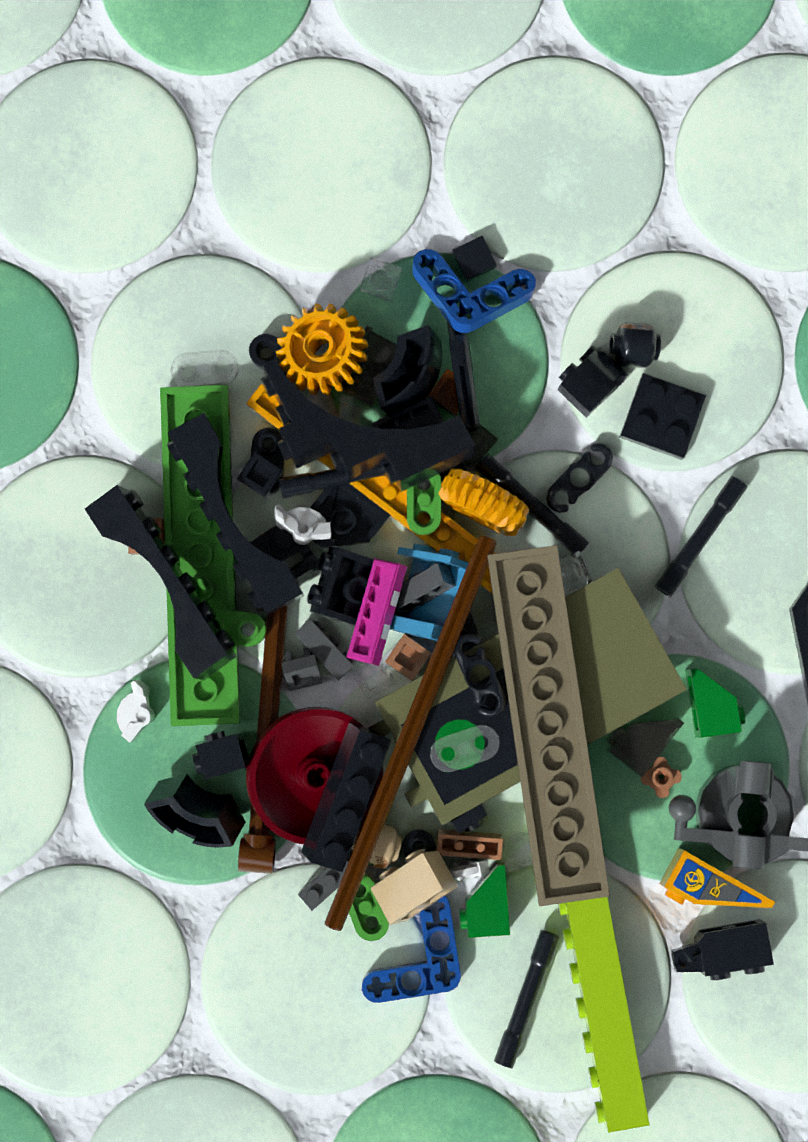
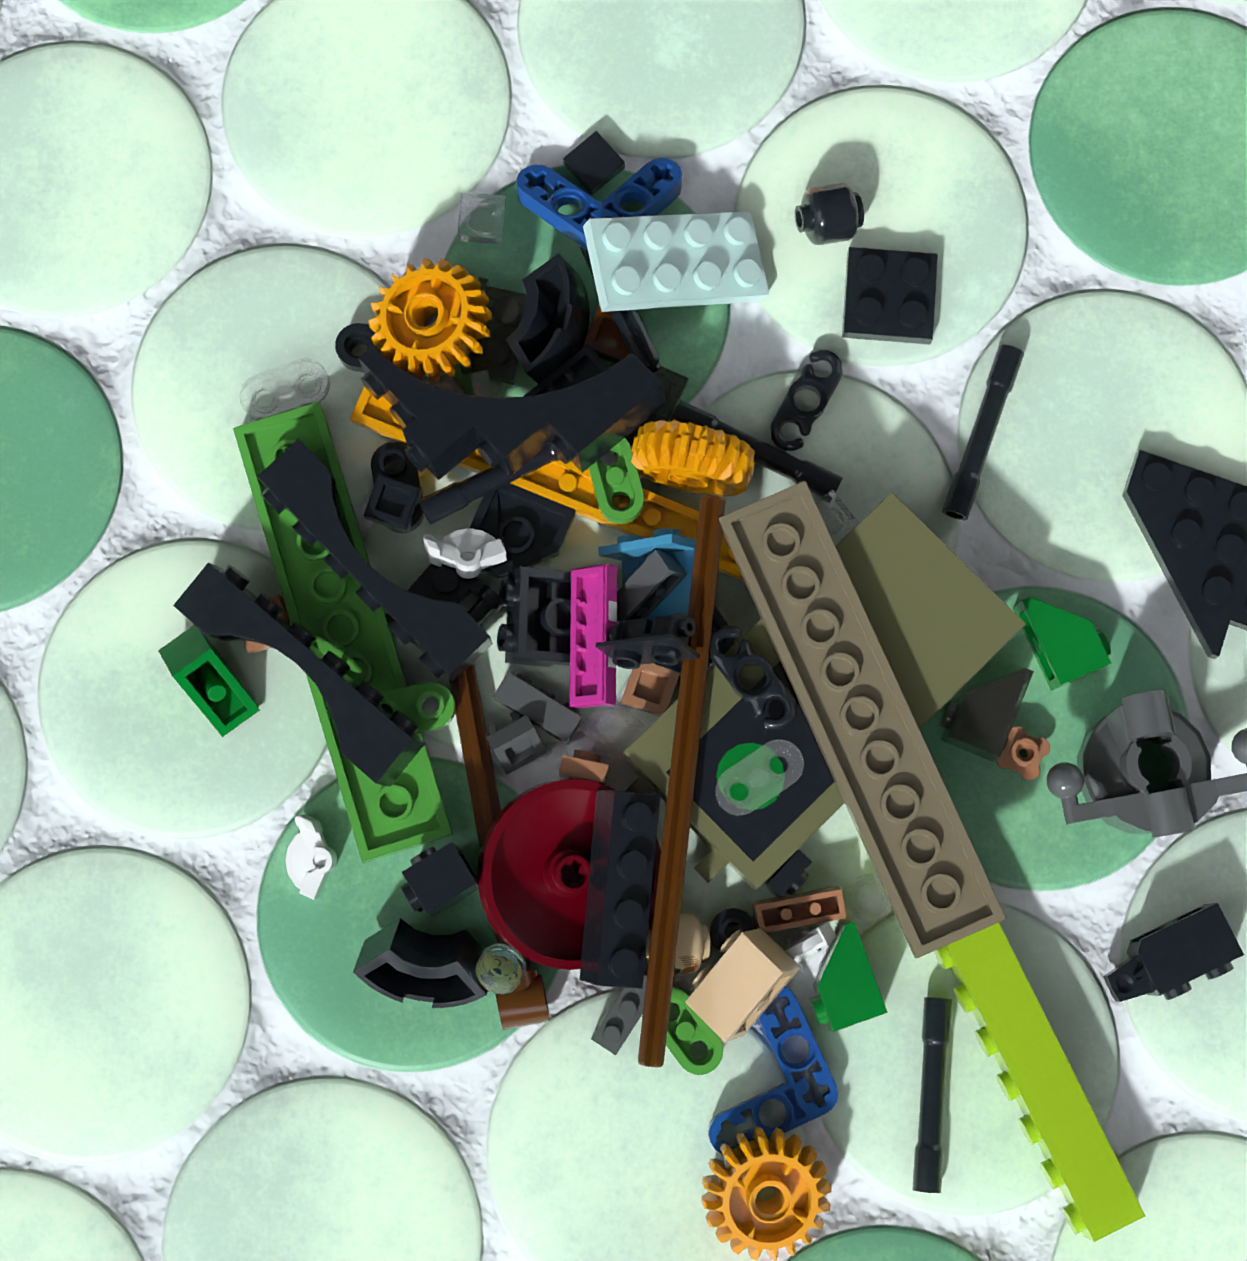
camera: 15 degrees left, 5 degrees down
(95, 566) = (208, 680): none -> green slope
(247, 830) = (500, 969): none -> clear light blue tile
(345, 702) = (583, 766): none -> nougat plate
(394, 1055) = (770, 1222): none -> light orange gear
(424, 636) = (634, 645): none -> black hinge
(509, 350) = (675, 260): none -> light aqua plate
(592, 380) = (787, 270): black brick -> none
(705, 885) = (1116, 875): slope -> none

